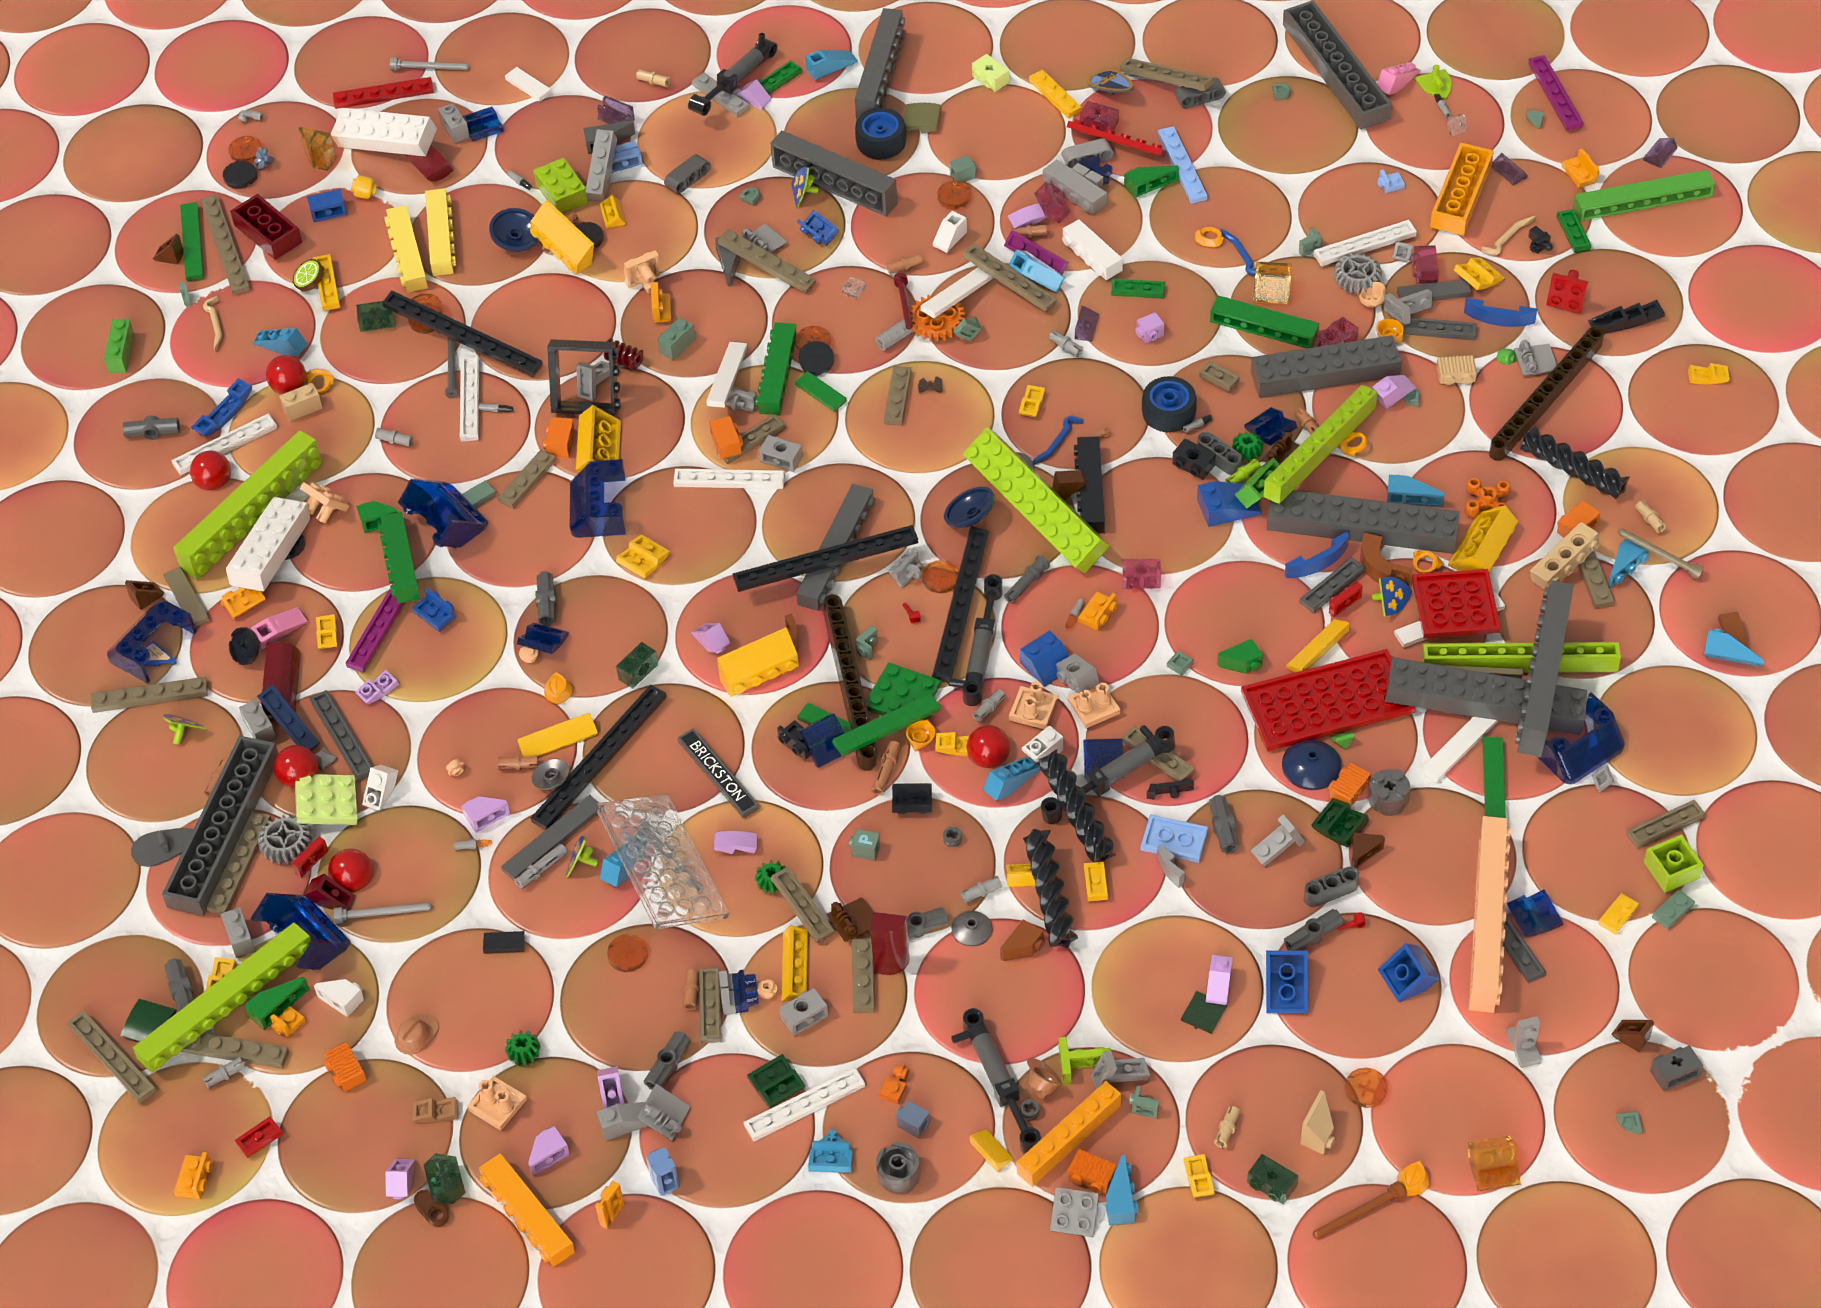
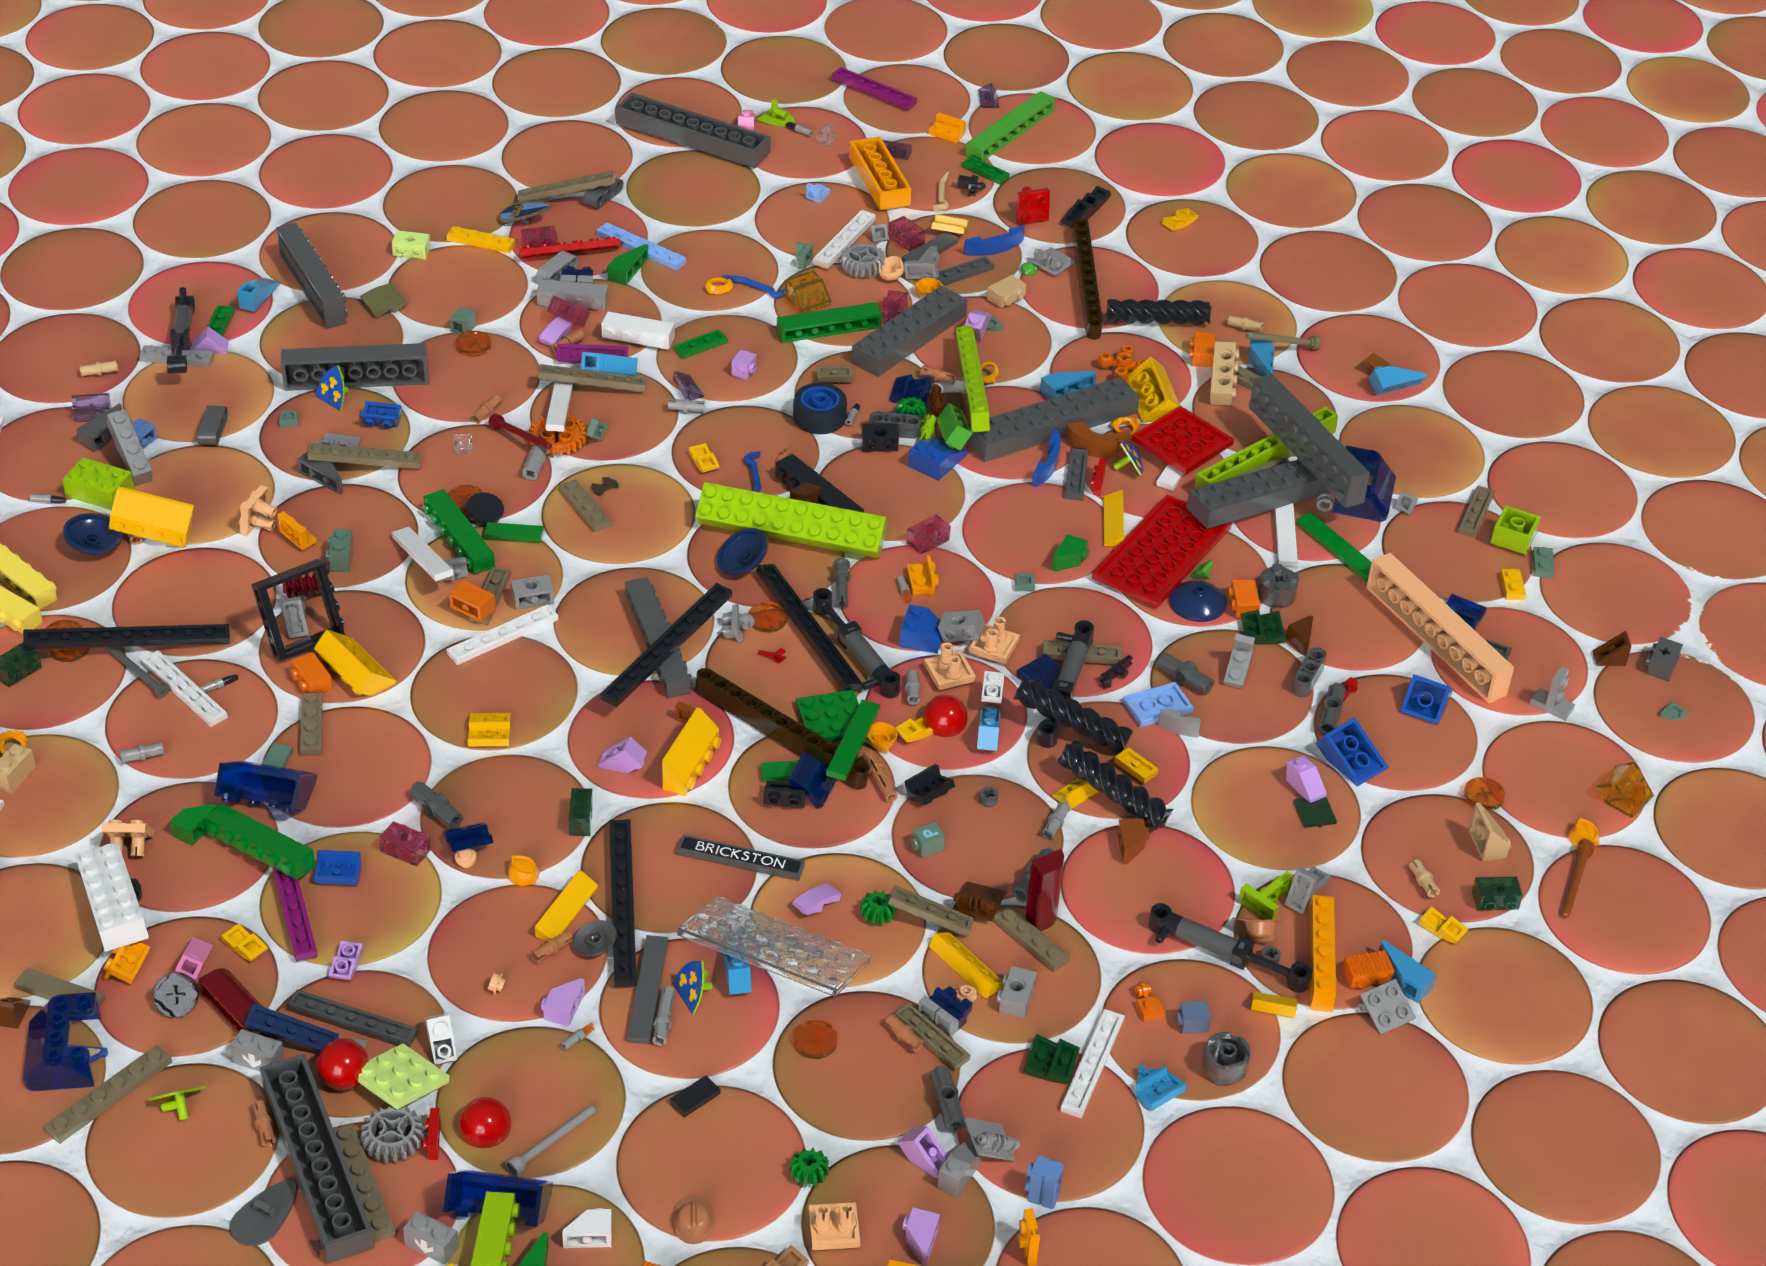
camera: 45 degrees left, 10 degrees down
(245, 505) = (53, 877): lime brick -> none
(328, 893) = (485, 1152): dark red slope -> none
(496, 617) = (405, 843): none -> clear pink brick
(587, 508) = (400, 710): clear blue windscreen -> none
(612, 212) = (168, 485): yellow slope -> none
(866, 641) = (763, 691): sand green bracket -> none
(880, 133) = (364, 322): black wheel -> none
(950, 231) = (504, 367): white slope -> none
(971, 935) = (1078, 855): flat silver dish -> none
(1143, 1106) = (1350, 900): sand green bracket -> none
(1280, 91) = (664, 167): sand green tile -> none
(1535, 117) = (876, 109): sand green tile -> none

